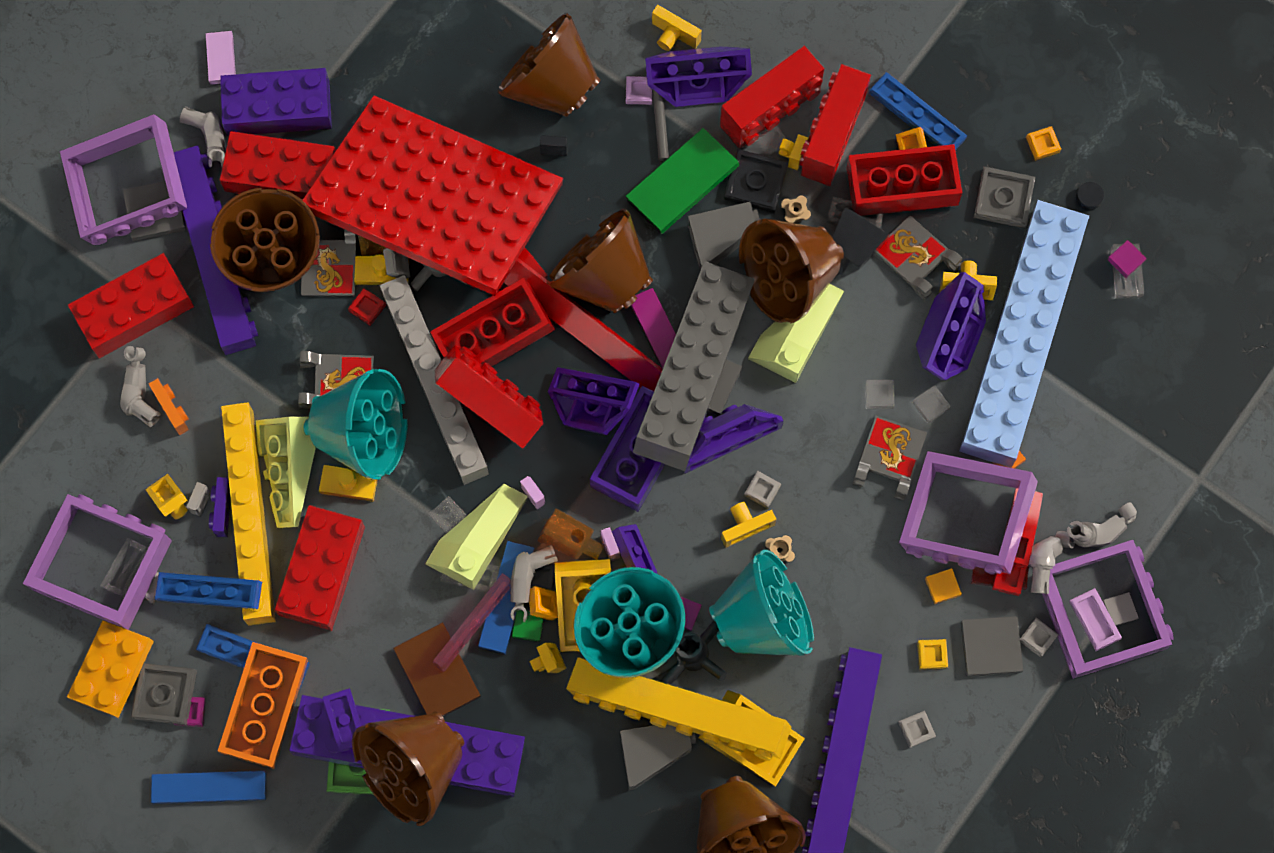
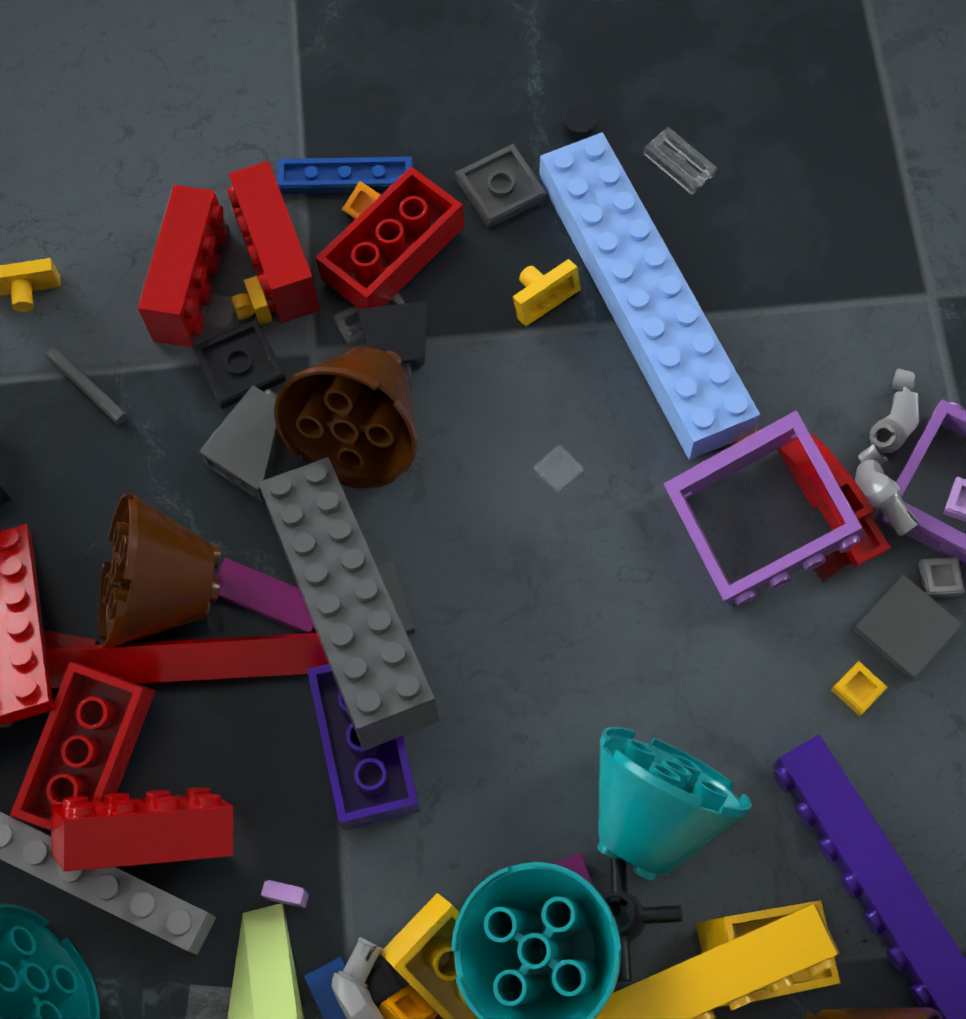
camera: 40 degrees left, 5 degrees down
(559, 531) = (355, 916): clear orange torso -> none
(591, 400) = (264, 732): dark purple wedge -> none
(609, 544) = (422, 876): lavender tile -> none
(633, 547) = (455, 859): dark purple plate -> none
(638, 91) = (34, 371): lavender tile -> none
(682, 180) = (161, 424): green tile -> none
(699, 74) = (86, 304): dark purple wedge -> none
(730, 432) = (446, 632): dark purple wedge -> none
(746, 524) = (548, 721): yellow tile -> none
(762, 489) = (530, 670): light grey tile -> none
(784, 543) = (604, 707): tan plate -> none
(788, 346) = (423, 499): yellowish green wedge -> none
(793, 216) = (303, 349): tan plate -> none
(892, 453) = (624, 519): flag -> none
(915, 253) = (467, 306): flag -> none
(917, 729) = (920, 782): light grey tile -> none
(931, 404) = (618, 437): clear tile -> none
(943, 586) = (803, 608): light orange tile -> none
(952, 327) = (569, 343): dark purple wedge -> none
(1043, 143) = (491, 109): light orange tile -> none
(1127, 259) = (672, 147): magenta tile -> none

